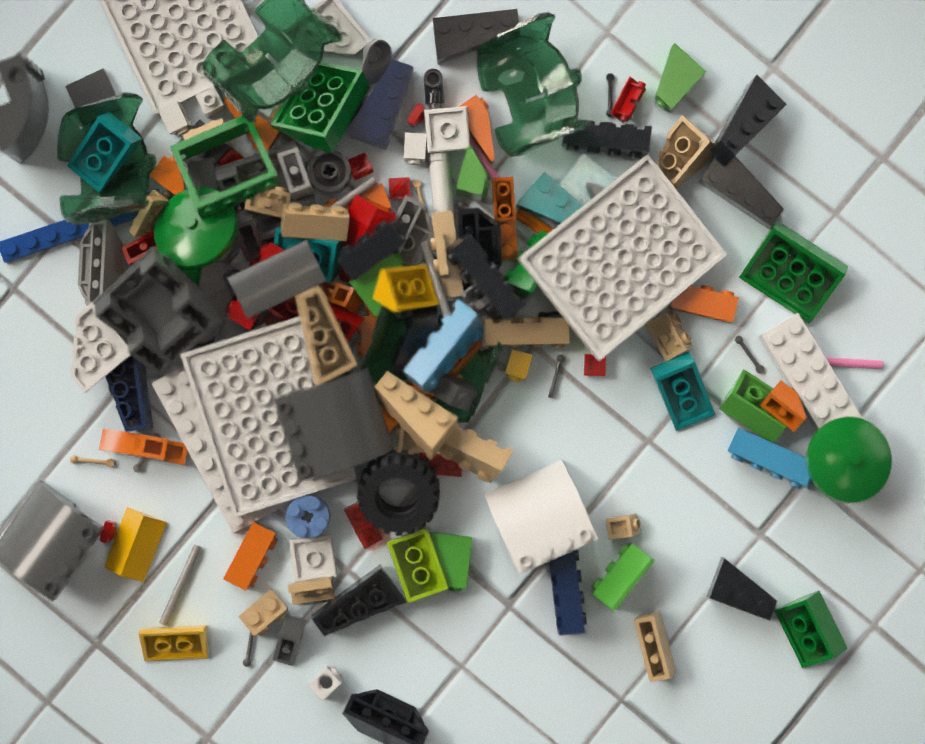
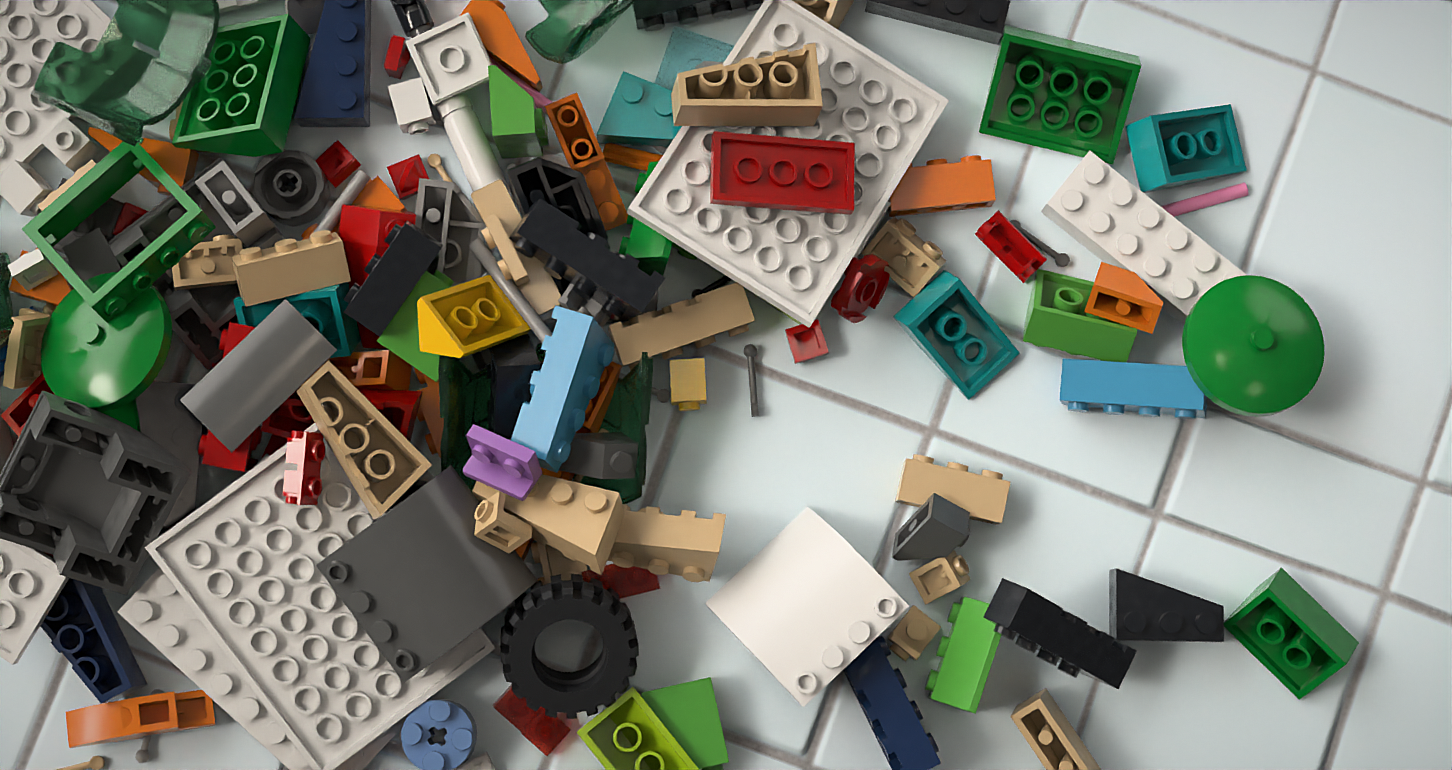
camera: 25 degrees left, 5 degrees down
(167, 170) = (32, 269): none -> white plate
(282, 350) = (307, 451): none -> red hinge
(383, 413) = (498, 526): none -> tan bracket
(396, 378) = (501, 463): none -> medium lavender bracket
(595, 553) = (912, 634): none -> tan bracket
(613, 214) = (751, 93): none -> tan wedge
(614, 267) = (782, 173): none -> red plate
(627, 499) = (932, 531): none -> dark grey slope
(638, 345) = (861, 288): none -> red plate
(648, 479) = (979, 494): none -> tan brick
(676, 584) = (1057, 635): none -> black wedge
(732, 351) = (1010, 246): none -> red hinge
(855, 329) = (1185, 147): none -> teal slope

